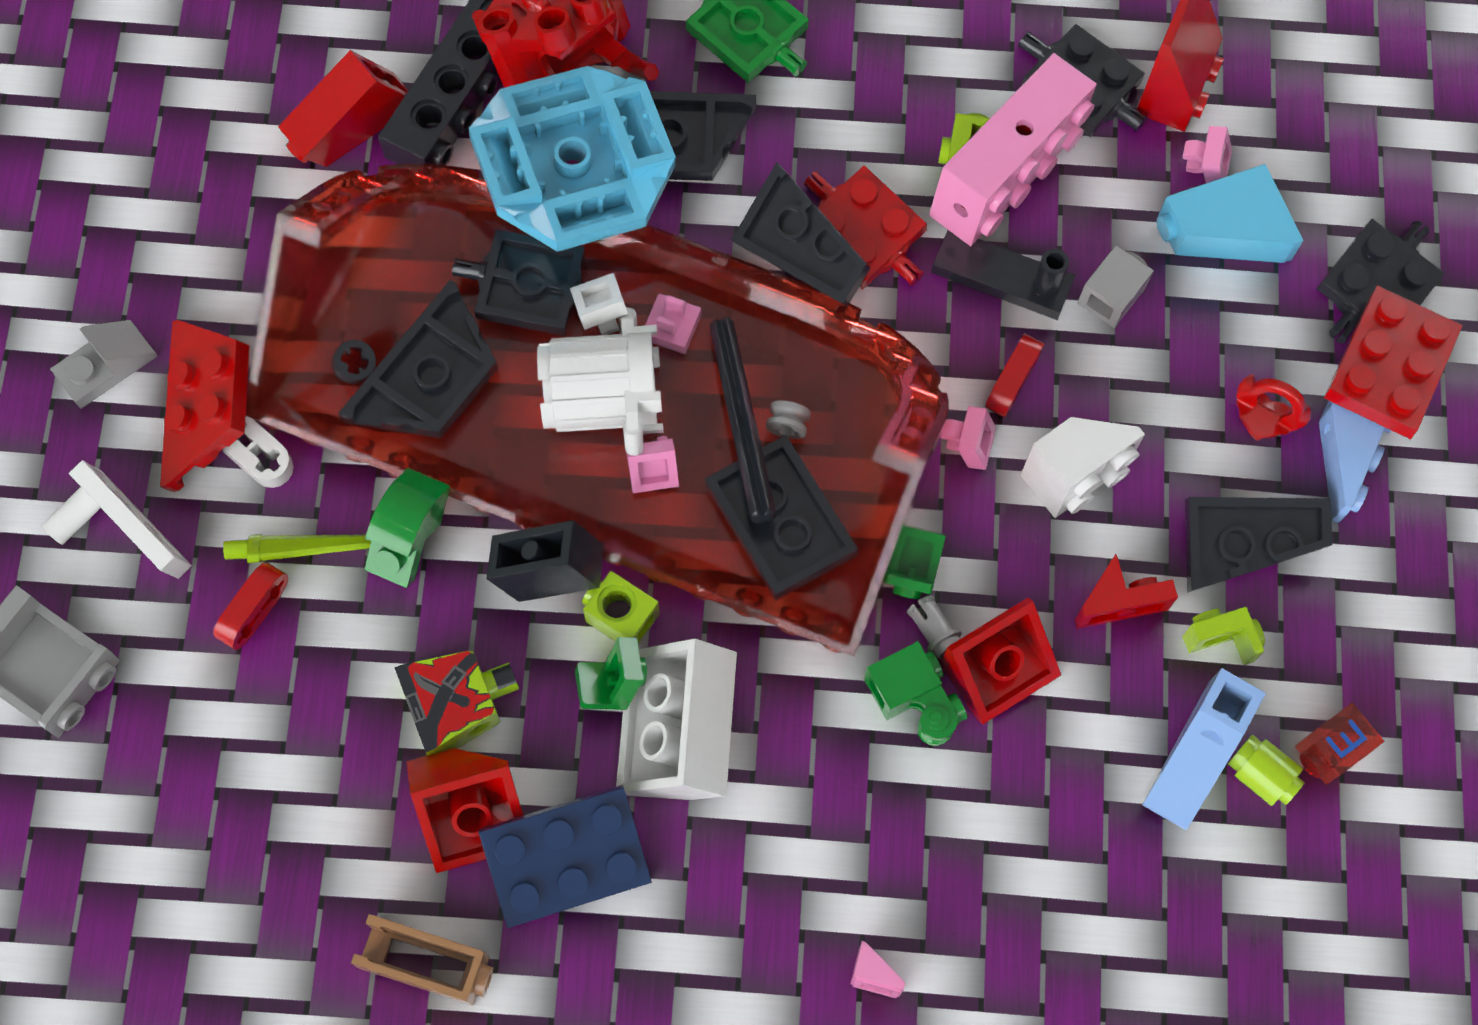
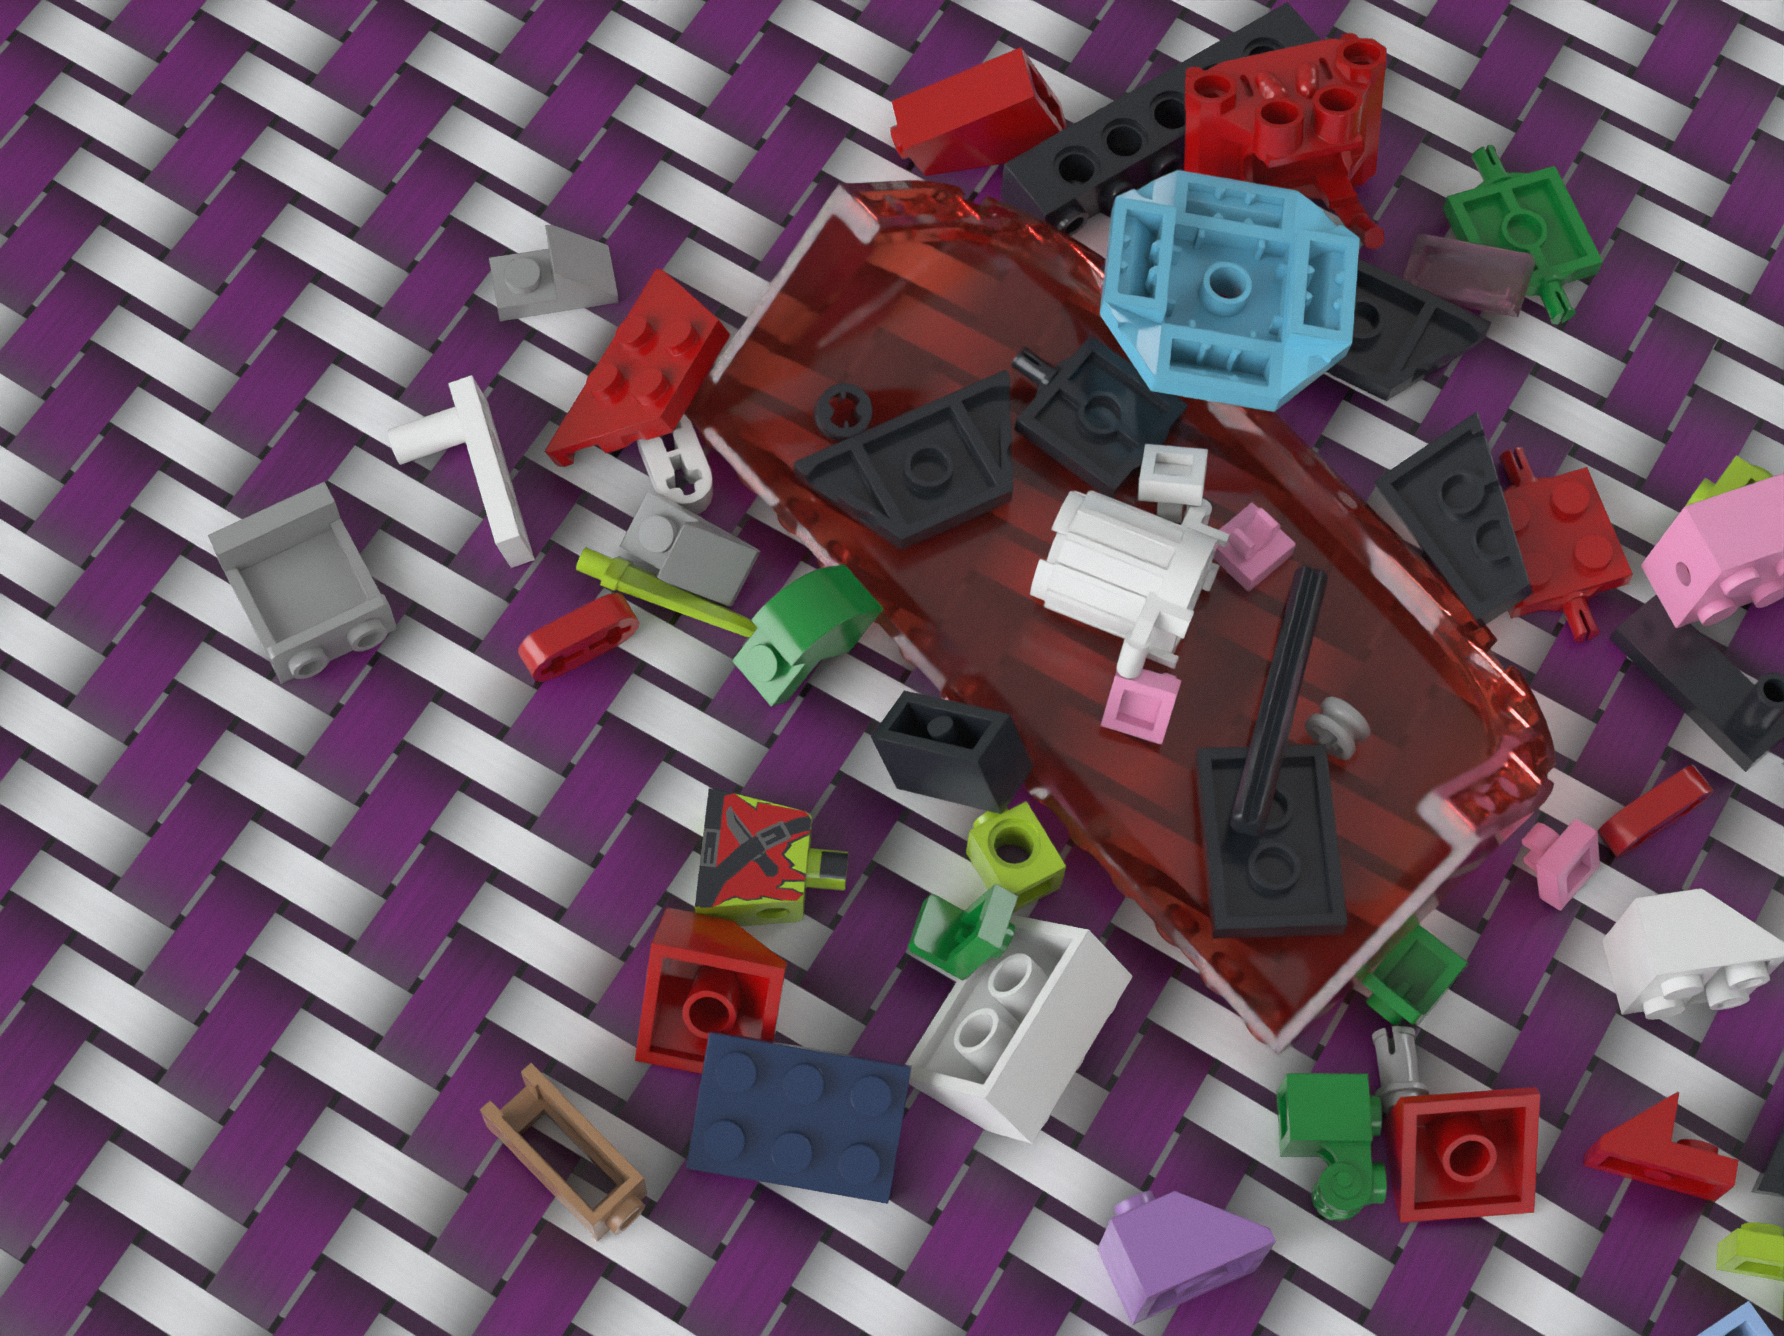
camera: 25 degrees right, 5 degrees down
(296, 508) = (689, 549): none -> light grey slope
(726, 68) = (1471, 274): none -> clear pink tile
(852, 819) = (1176, 1251): none -> medium lavender slope

